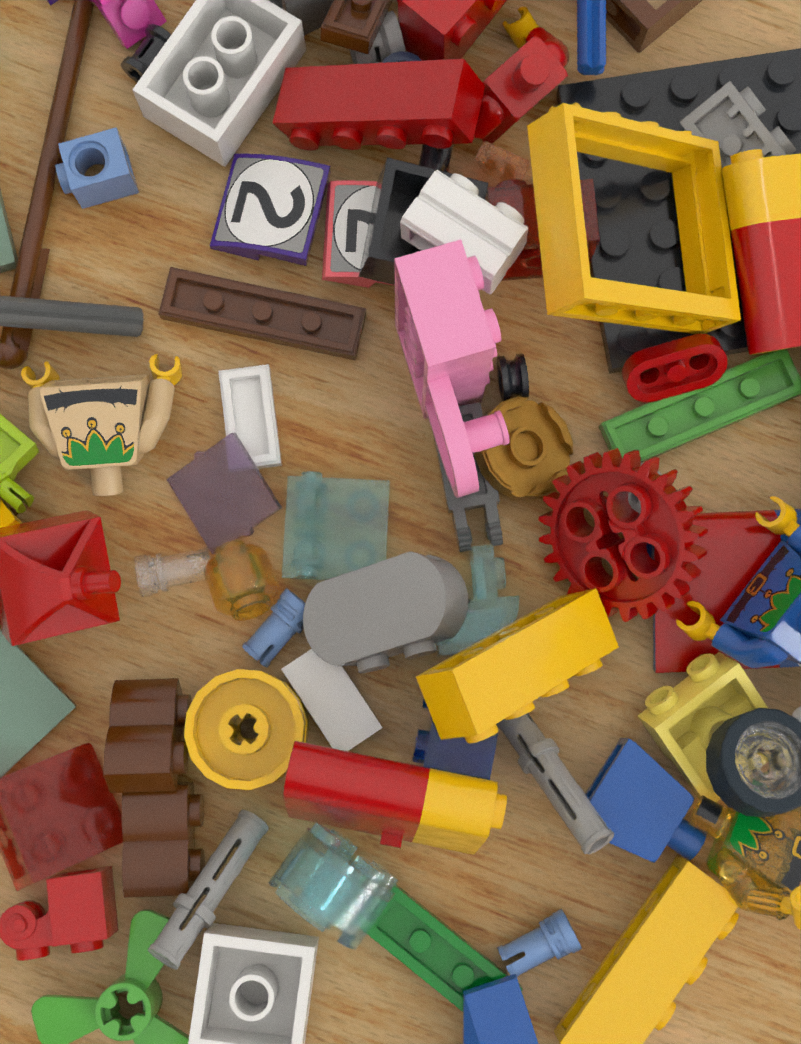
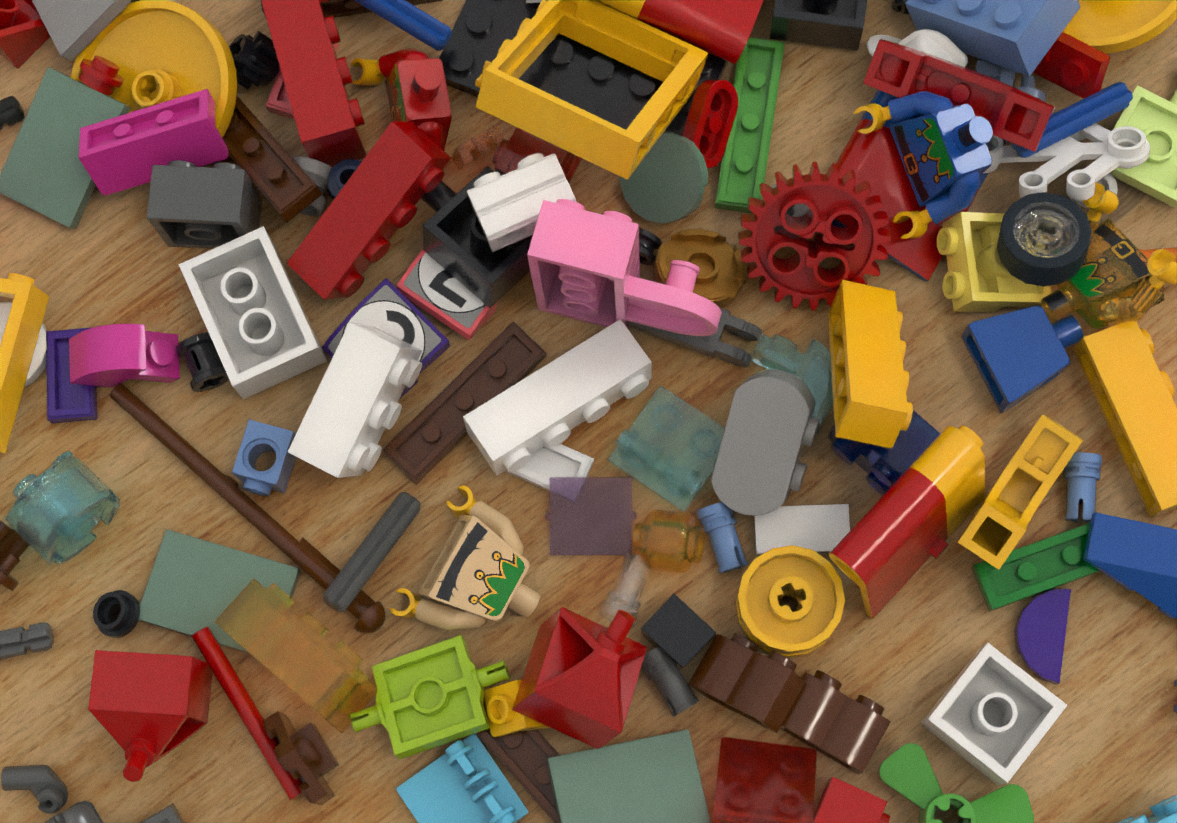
camera: 50 degrees left, 5 degrees down
(118, 646) = (668, 680): none -> dark grey pin
(158, 641) = (678, 631): none -> black panel
(172, 942) = (919, 745): light grey pin -> none
(187, 207) = (356, 401): none -> white brick
(312, 393) = (559, 398): none -> white brick
(332, 886) = (948, 604): clear light blue brick -> none
(370, 991) = (1042, 634): none -> dark purple tile
(487, 885) = (1019, 491): none -> yellow arch
(541, 759) = (983, 394): light grey pin -> none
(591, 361) = (667, 180): none -> sand green tile

